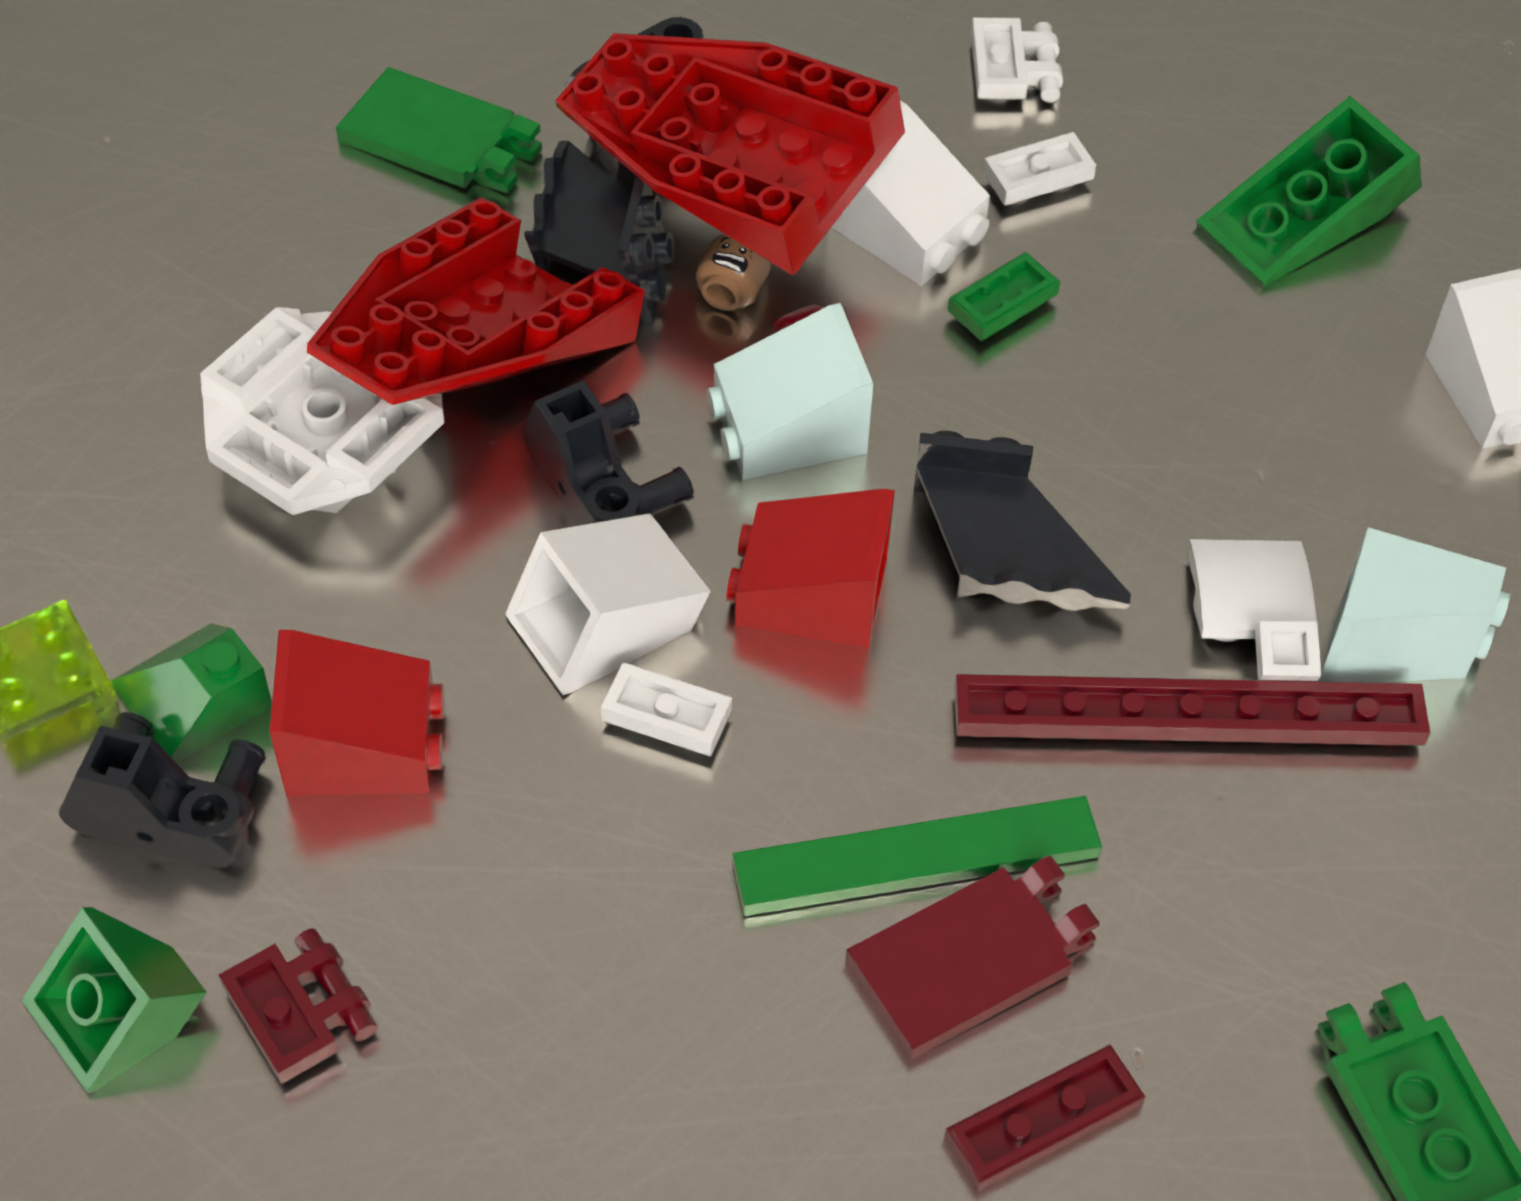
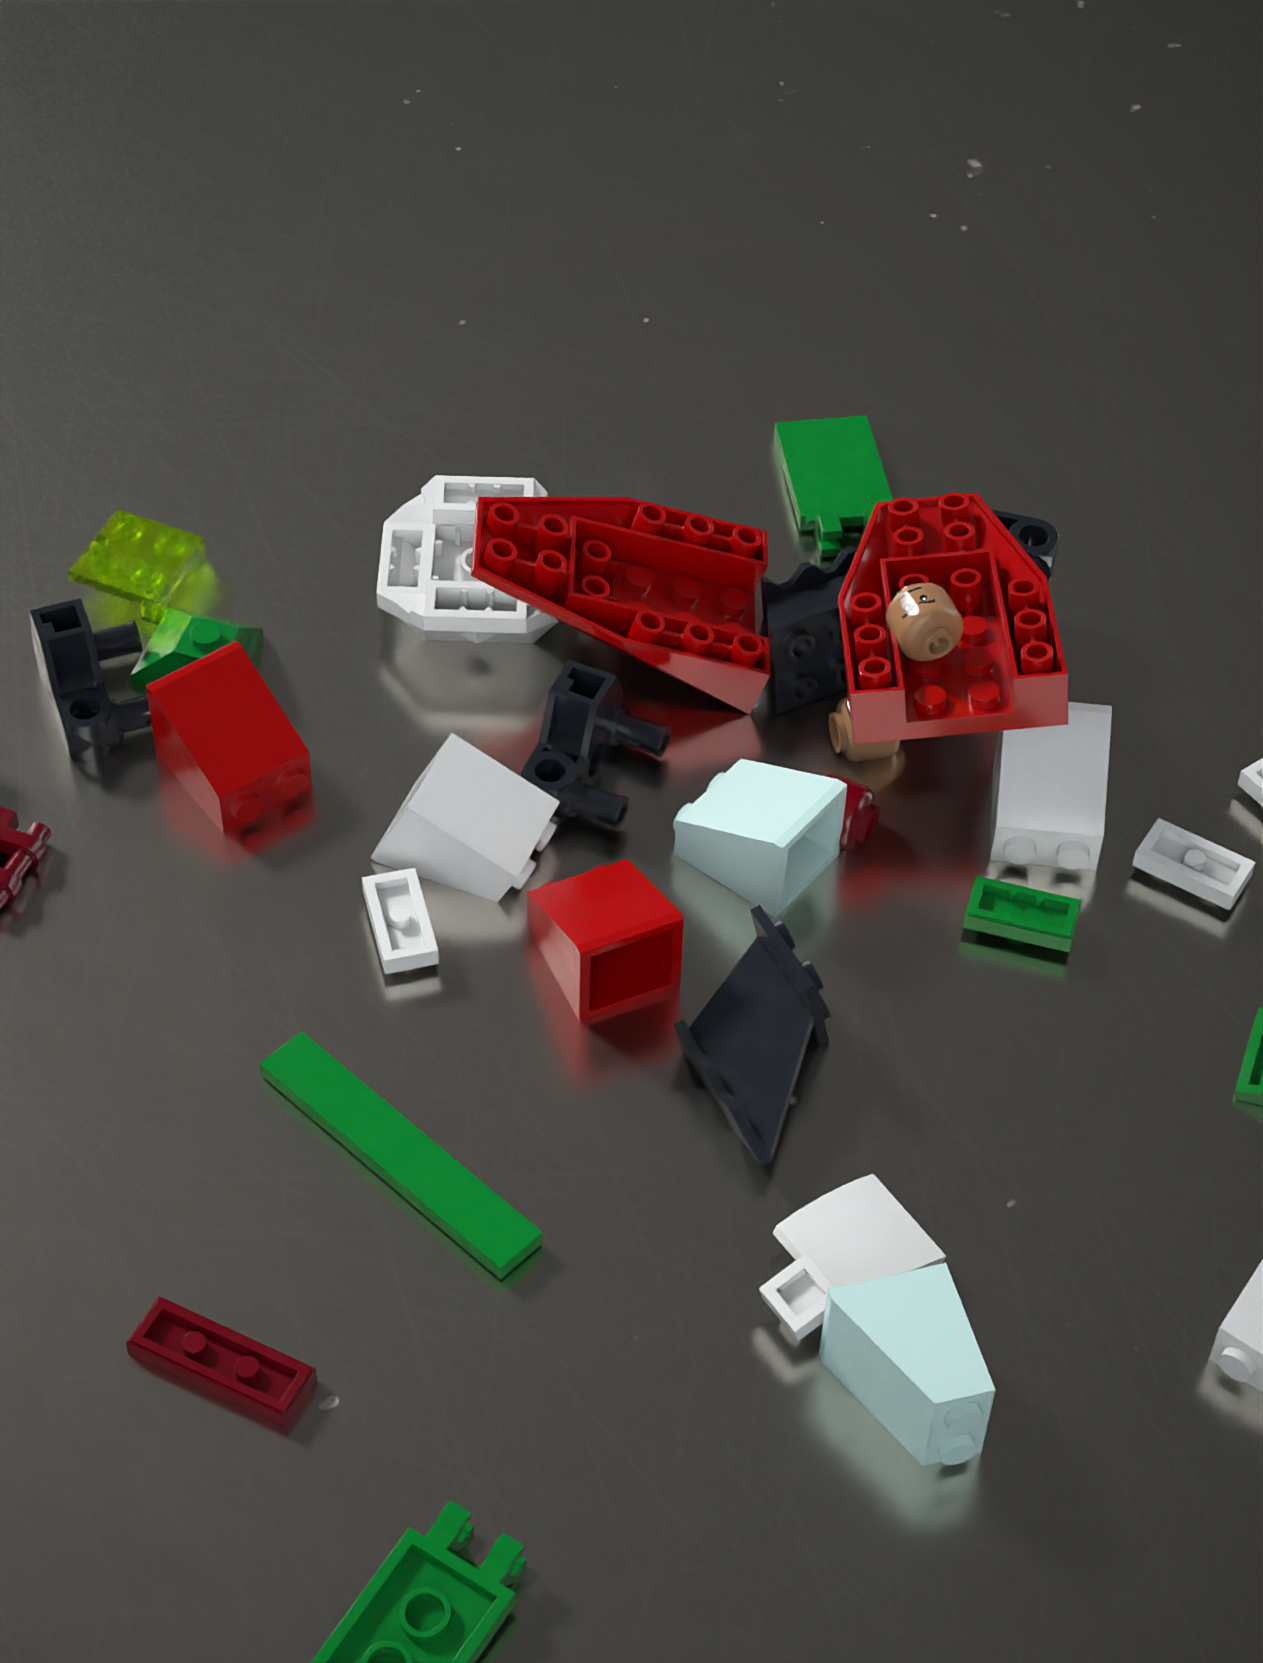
camera: 55 degrees right, 5 degrees down
(743, 140) = (924, 621): none -> medium nougat head
(970, 956) = (332, 1235): dark red tile -> none
(1190, 709) = (699, 1272): dark red plate -> none

